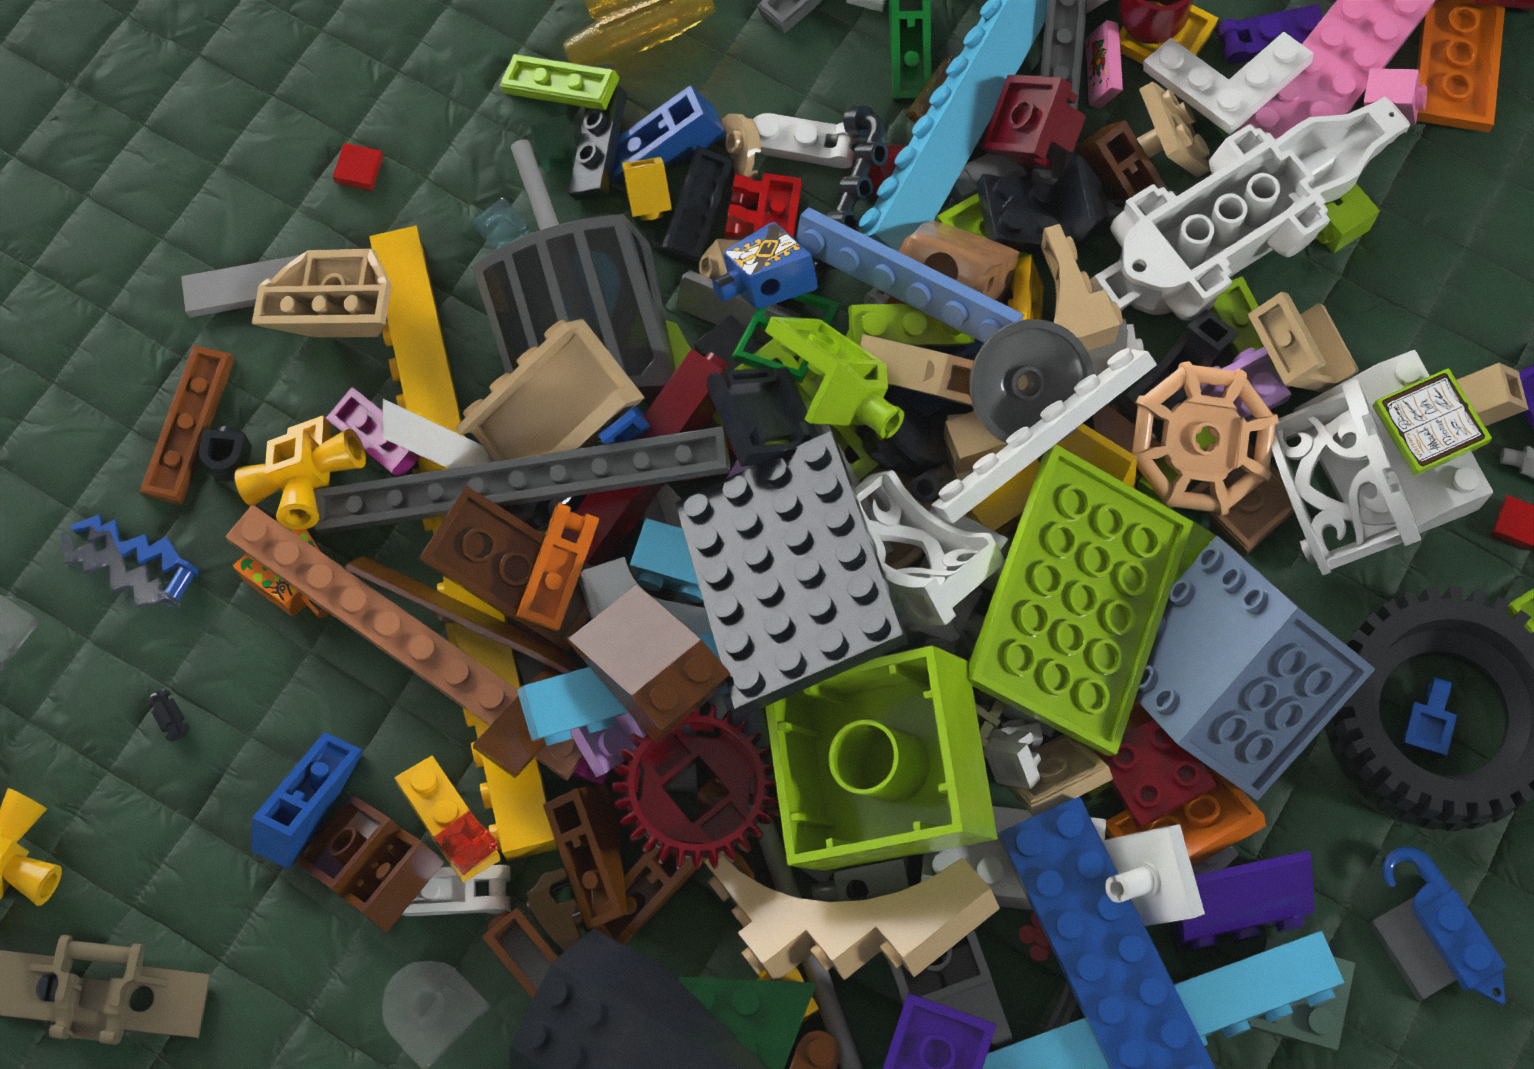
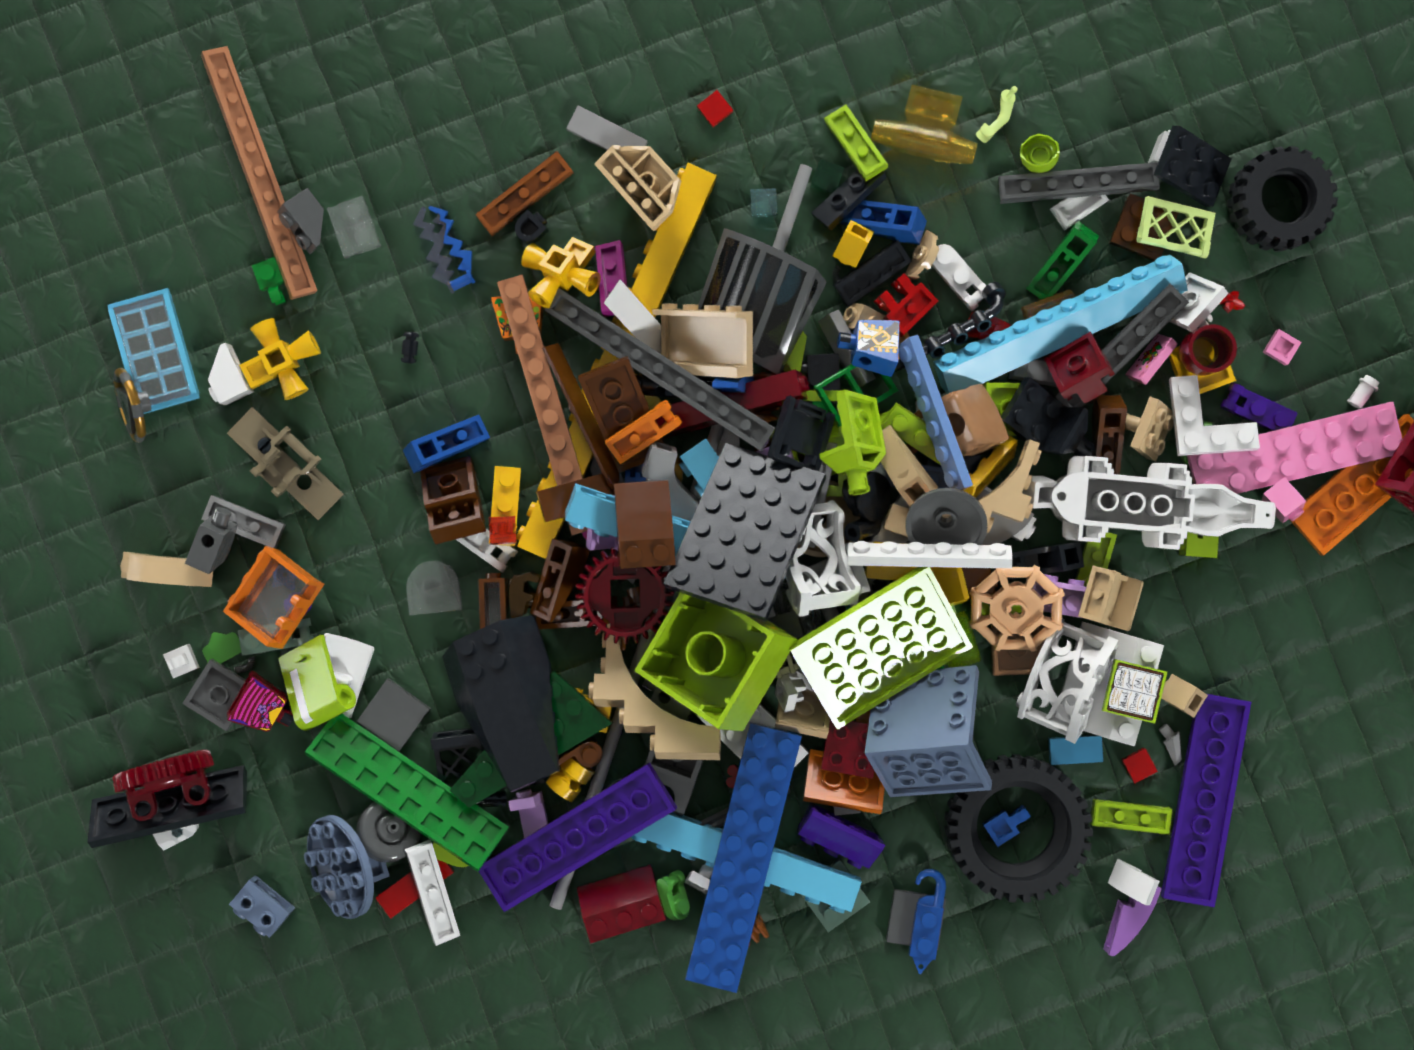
camera: 35 degrees right, 20 degrees up
(1154, 875) = (803, 799): white tile -> none
(1428, 561) = (1085, 750): none -> dark azure tile

